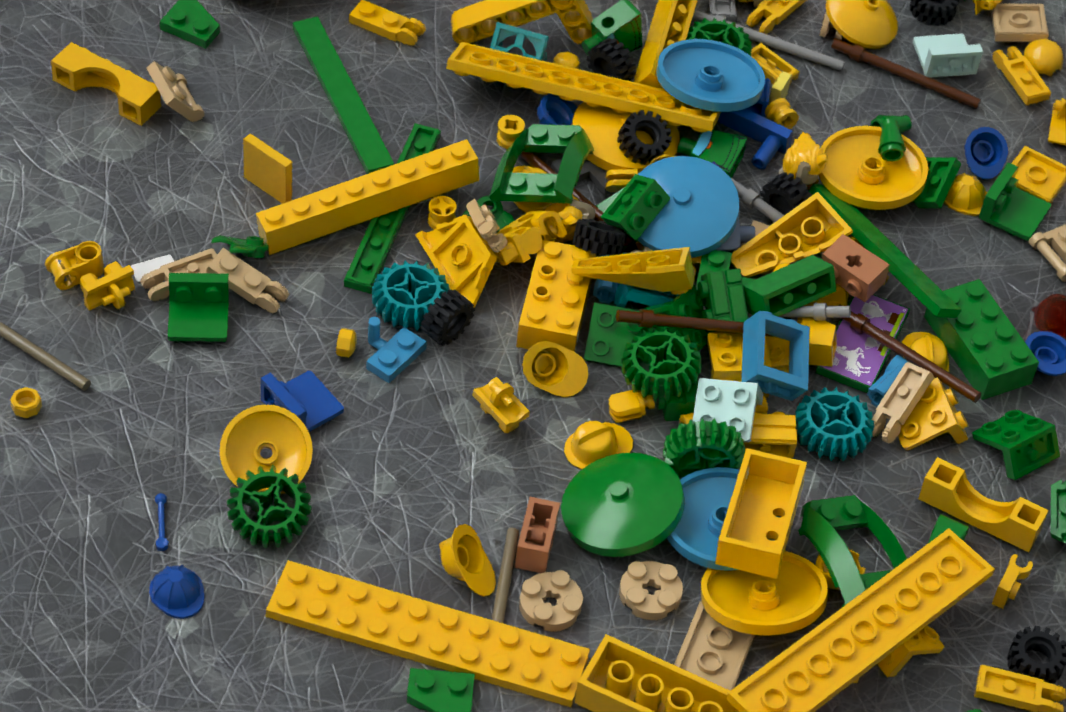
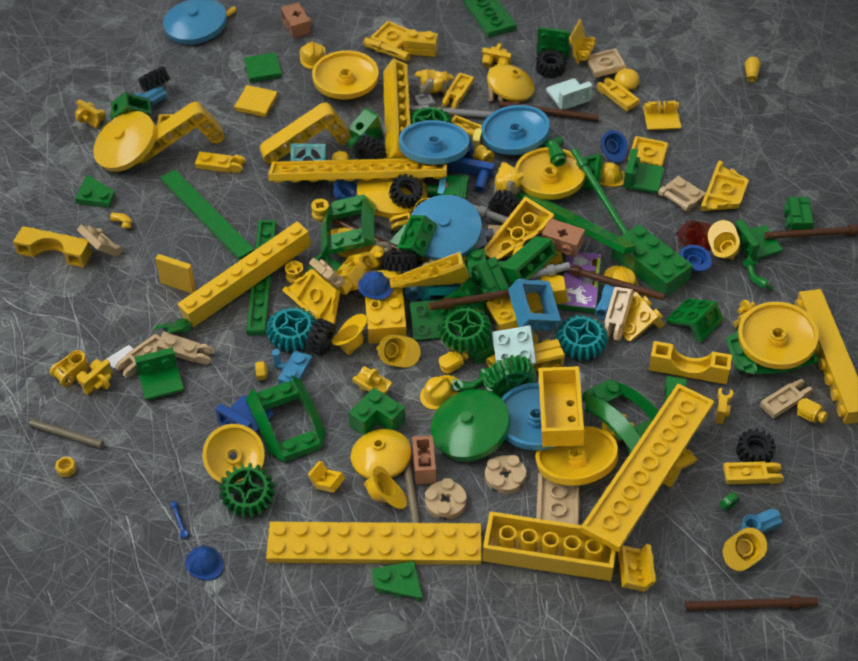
camera: 10 degrees left, 0 degrees up
(219, 68) = (119, 217): none -> yellow arm
(354, 385) = (279, 395): none -> green wedge
(386, 521) = (325, 479): none -> yellow bracket
(485, 503) = (392, 454): none -> yellow dish
(491, 444) = (376, 409): none -> green brick
(492, 326) = (350, 334): none -> yellow piece
(550, 264) = (375, 285): none -> blue piece
(628, 444) = (458, 385): none -> green piece
(843, 88) = (515, 129): none -> dark azure dish
(925, 168) = (583, 165): none -> green bar

